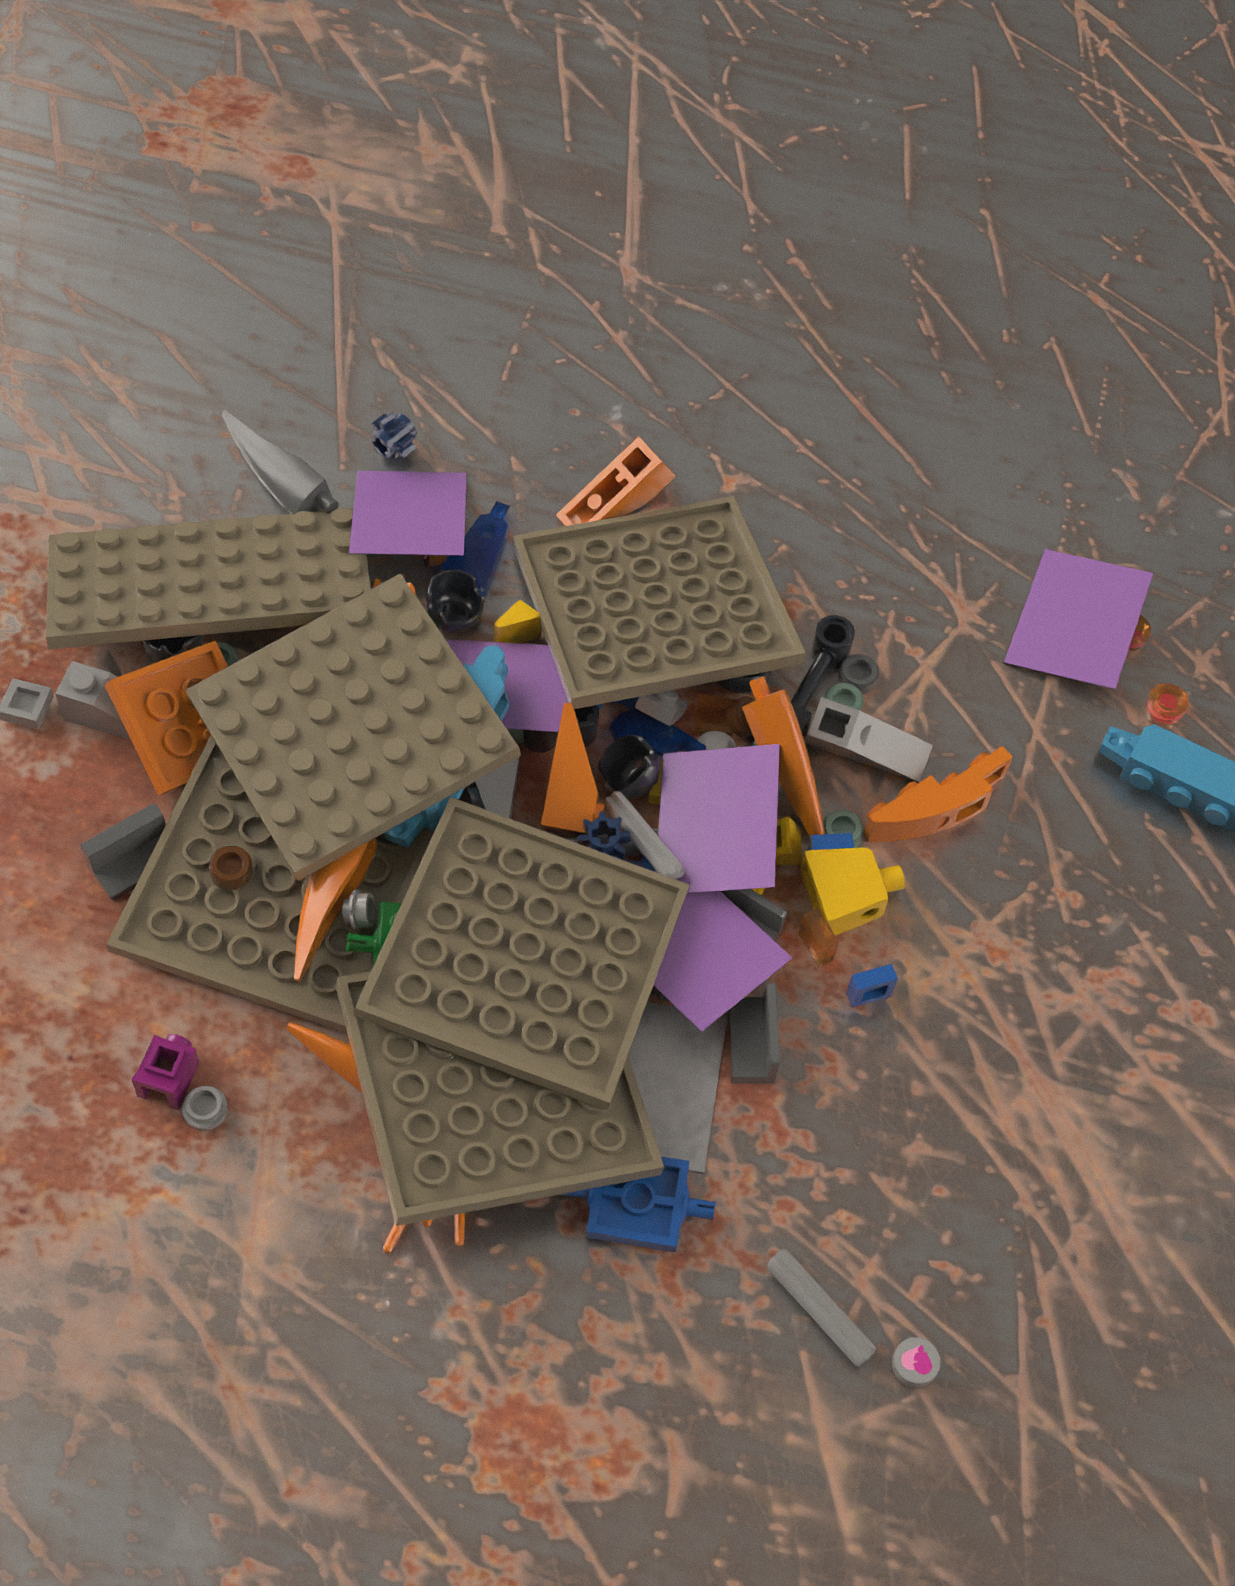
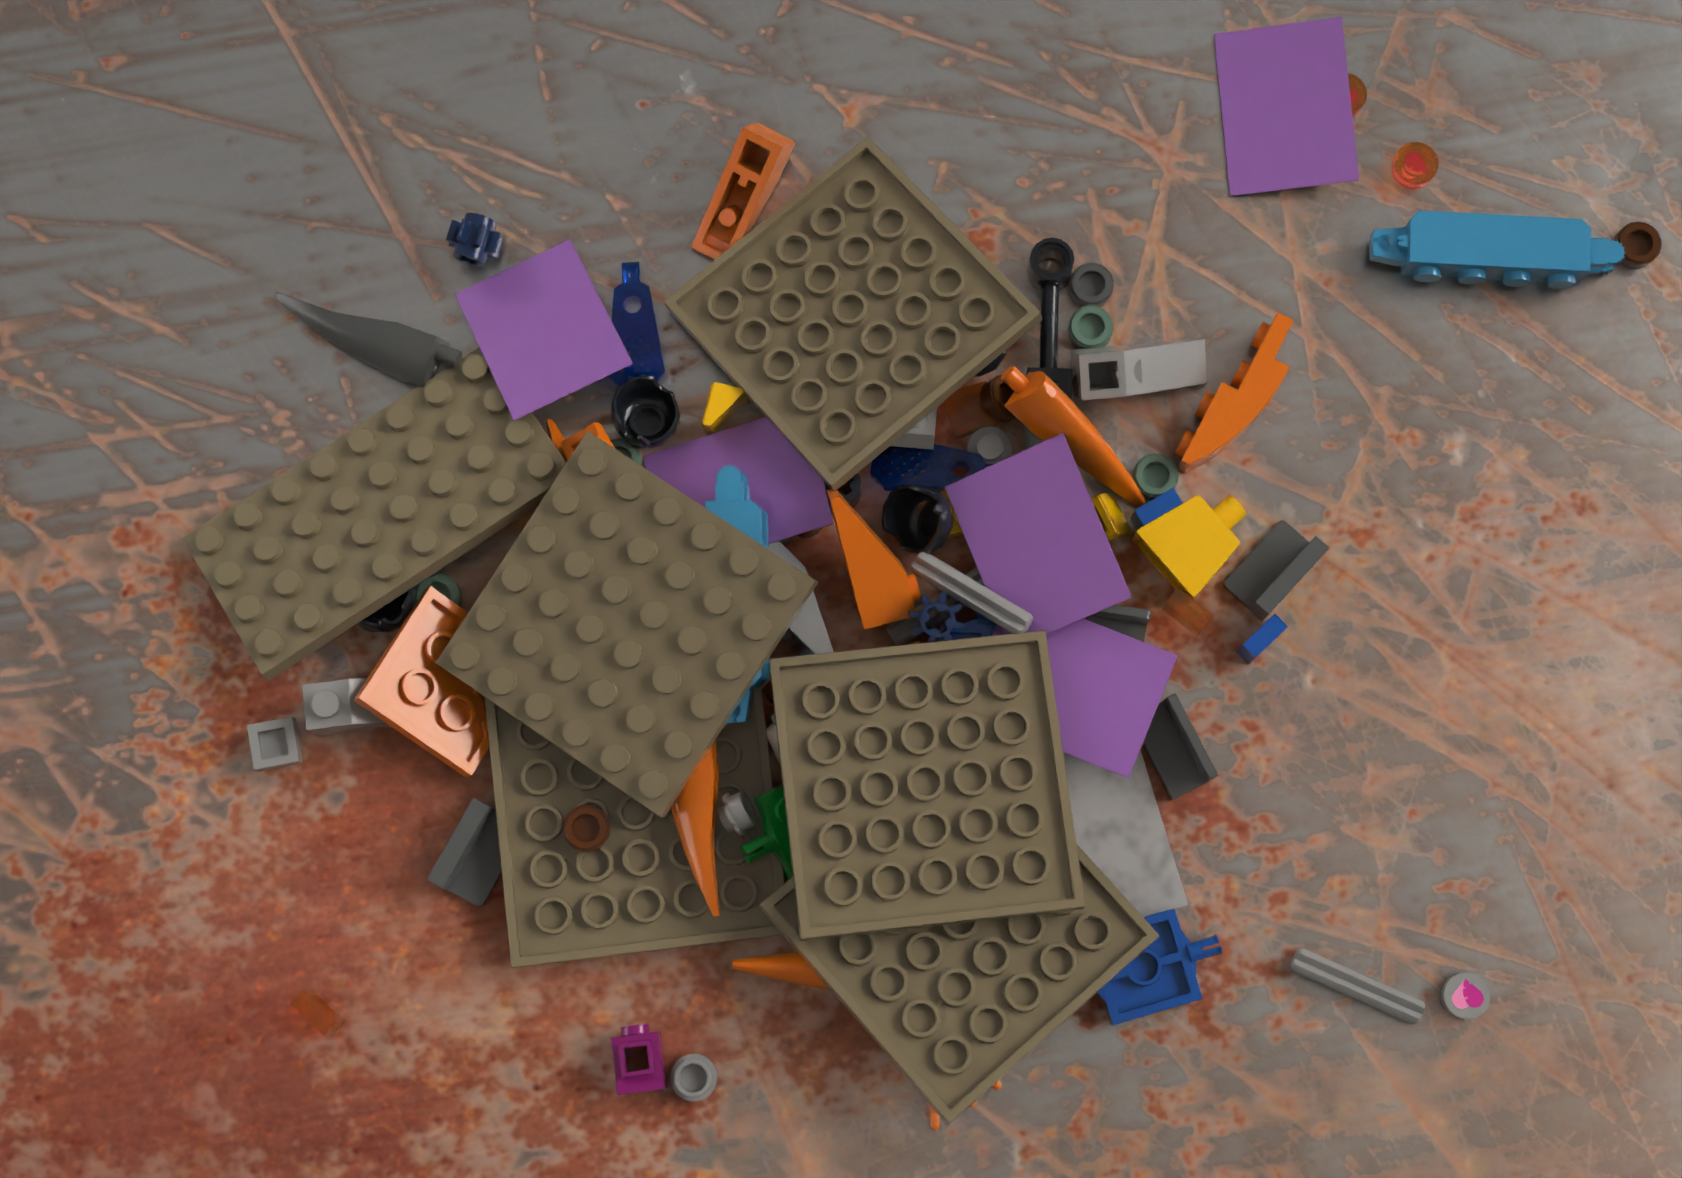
camera: 15 degrees left, 20 degrees up
(911, 941) = (1273, 569): none -> dark grey panel

